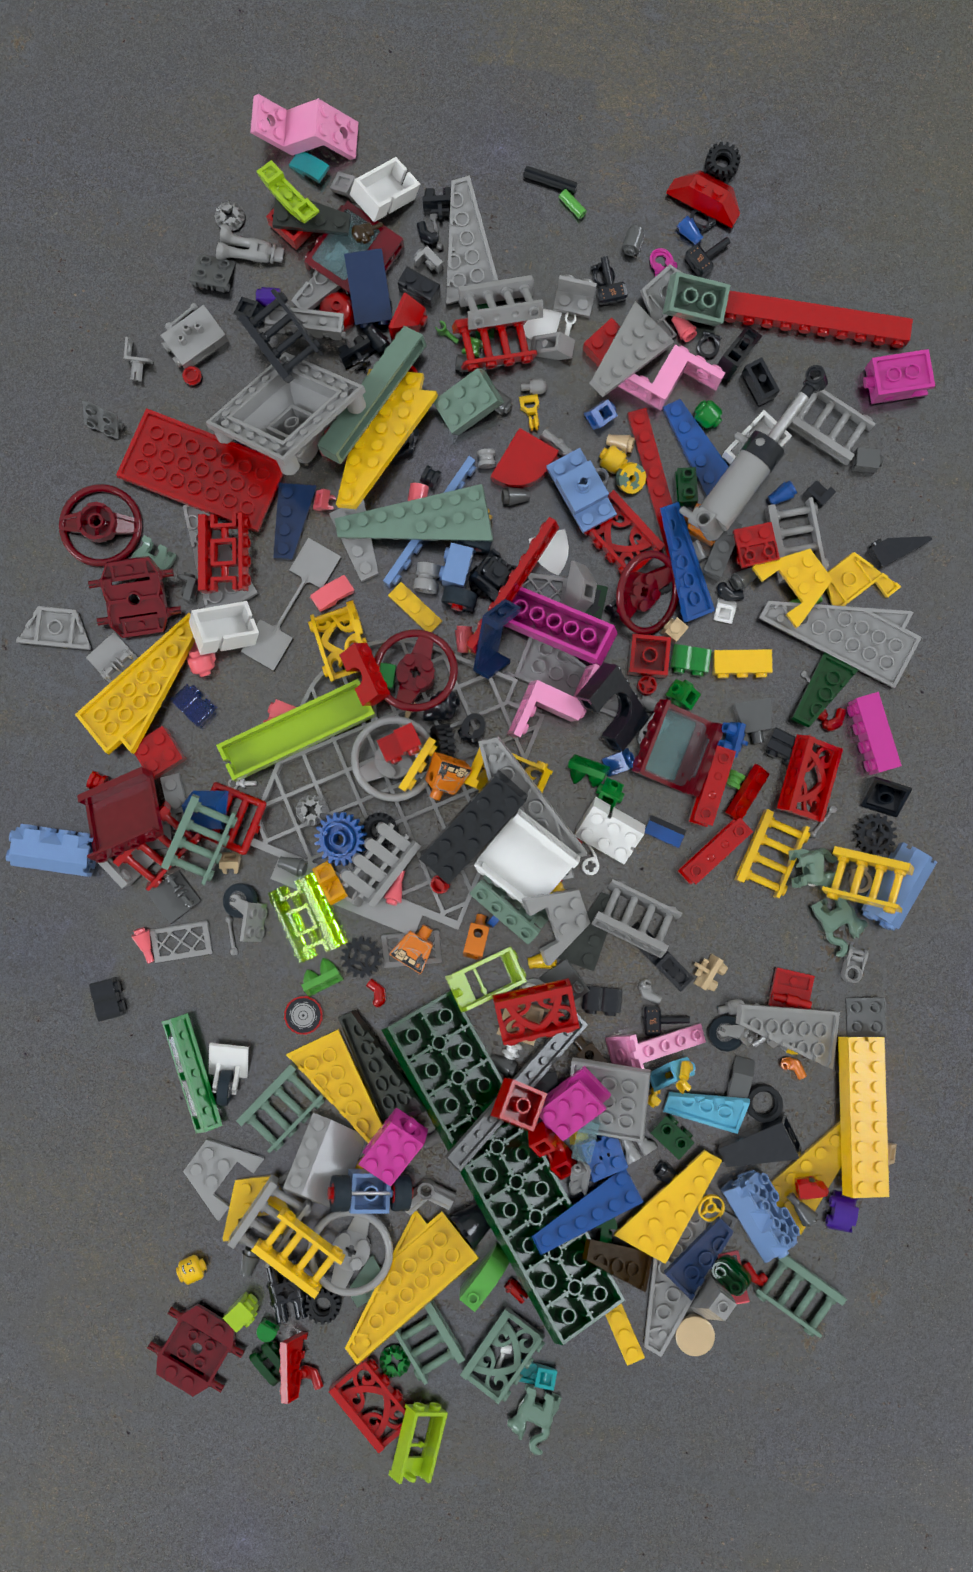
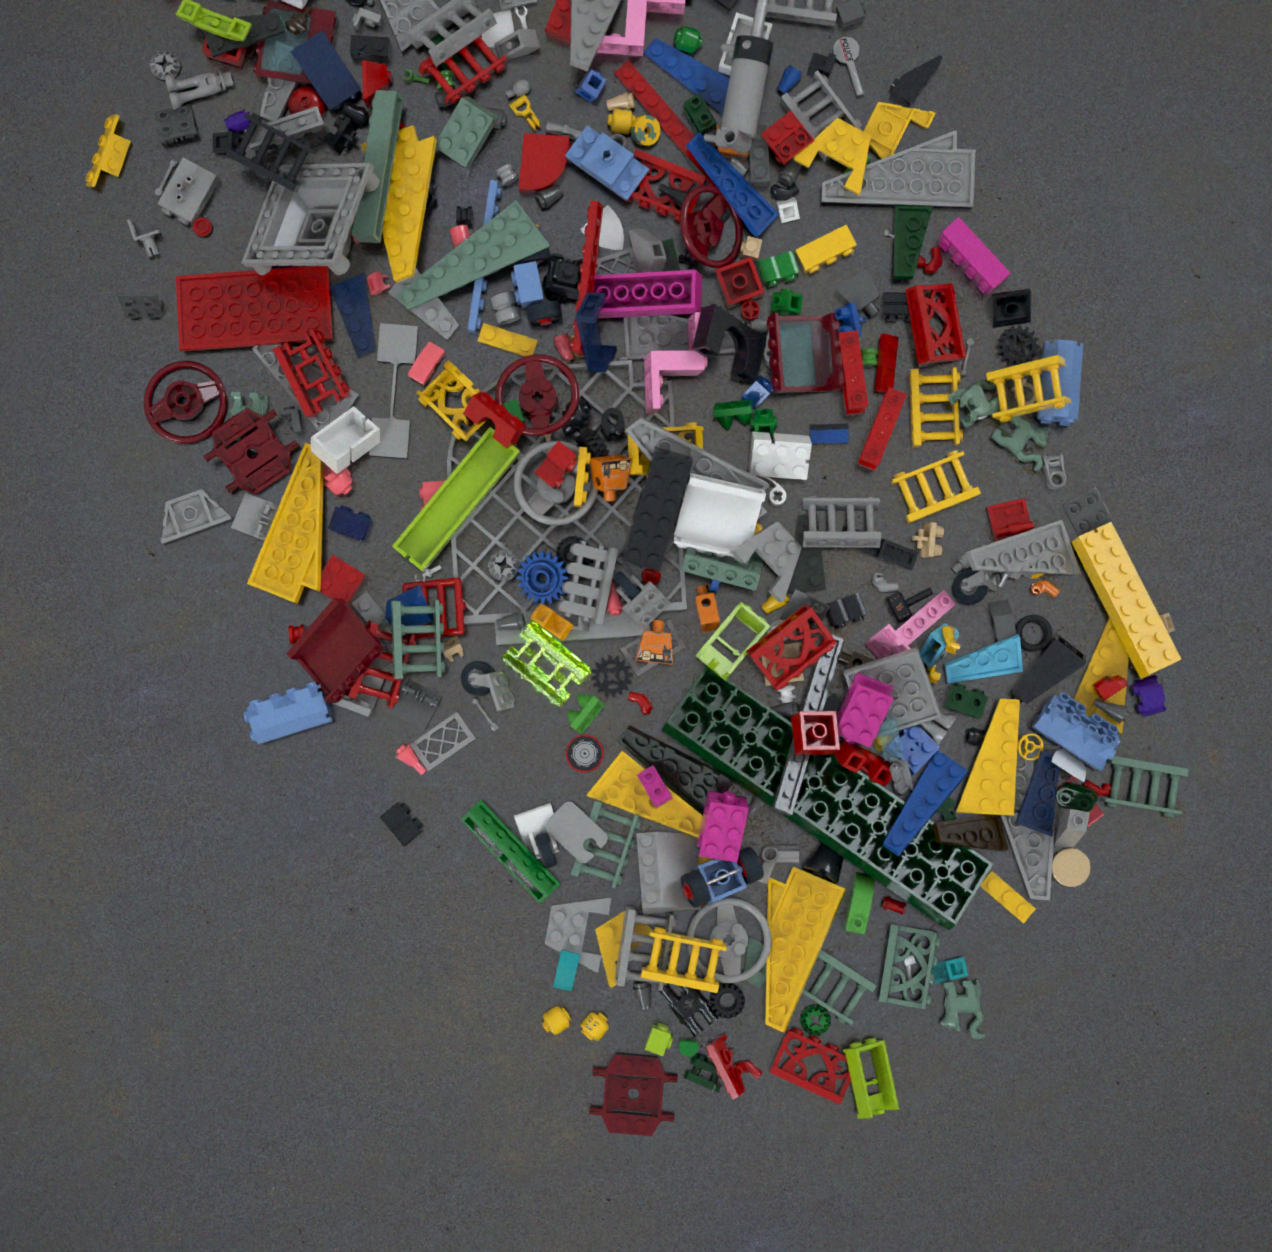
camera: 25 degrees left, 0 degrees up
(142, 272) = (110, 153): none -> yellow bracket
(158, 1247) = (556, 1020): none -> yellow head
(191, 1205) = (566, 970): none -> teal slope
(259, 1079) = (572, 827): none -> light grey piece
(350, 1078) = (654, 786): none -> dark pink plate
(422, 907) = (645, 603): none -> light grey plate
(629, 548) = (675, 195): none -> black cone
(728, 942) = (932, 505): none -> yellow fence
(740, 1242) = (1070, 764): none -> white sticker
(846, 494) = (846, 52): none -> light grey piece

